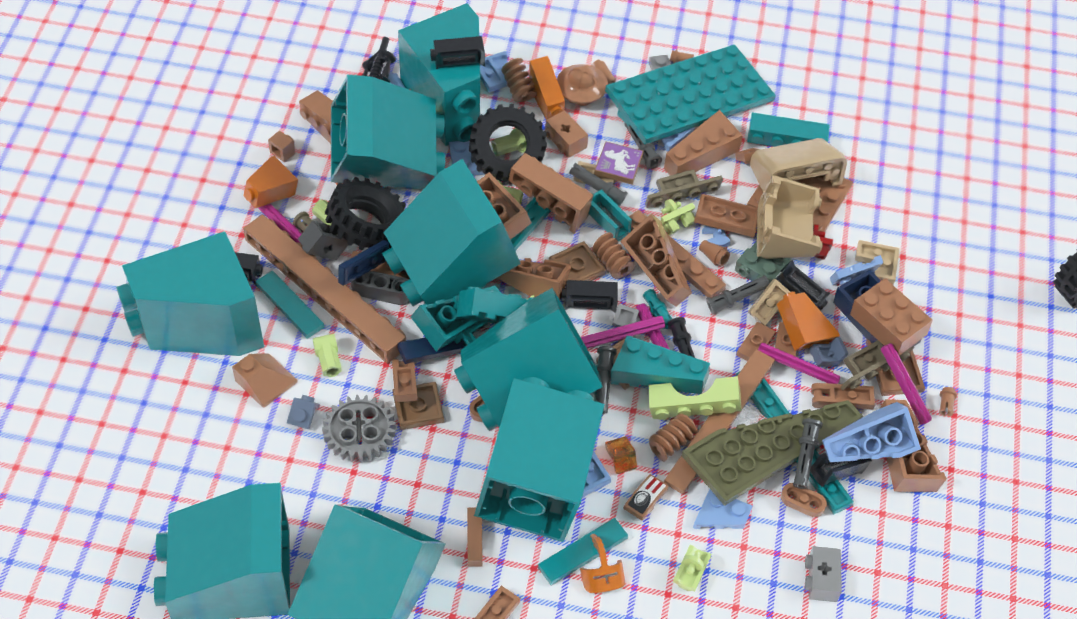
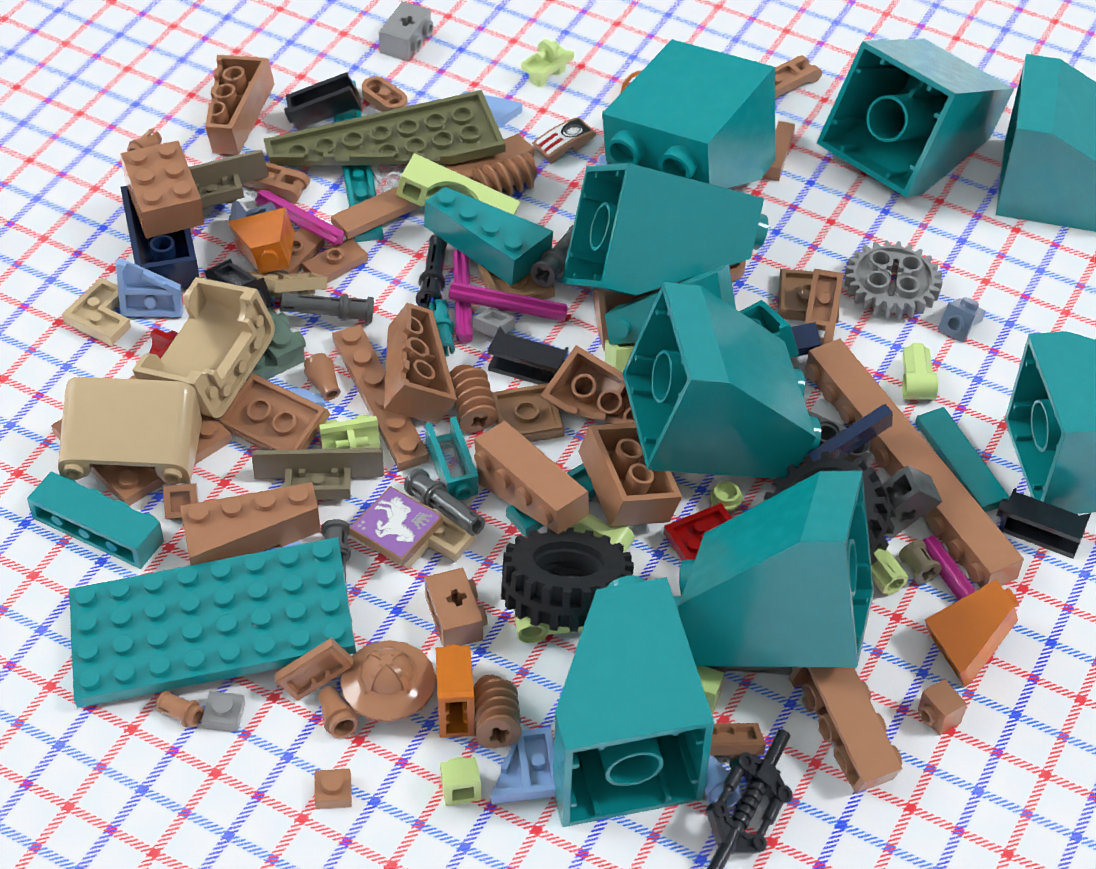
camera: 160 degrees left, 5 degrees down
(262, 377) = (997, 371): nougat slope -> none
(458, 51) = (623, 623): black window -> none
(526, 52) = (460, 780): none -> yellowish green plate
(586, 44) = (333, 788): none -> nougat plate
(619, 74) = (314, 669): none -> nougat plate
(622, 454) = (571, 180): clear orange bracket -> none
(808, 443) = (354, 110): dark grey pin -> none
(875, 436) = (262, 84): light blue wedge -> none
(906, 384) = (189, 148): dark pink axle -> none

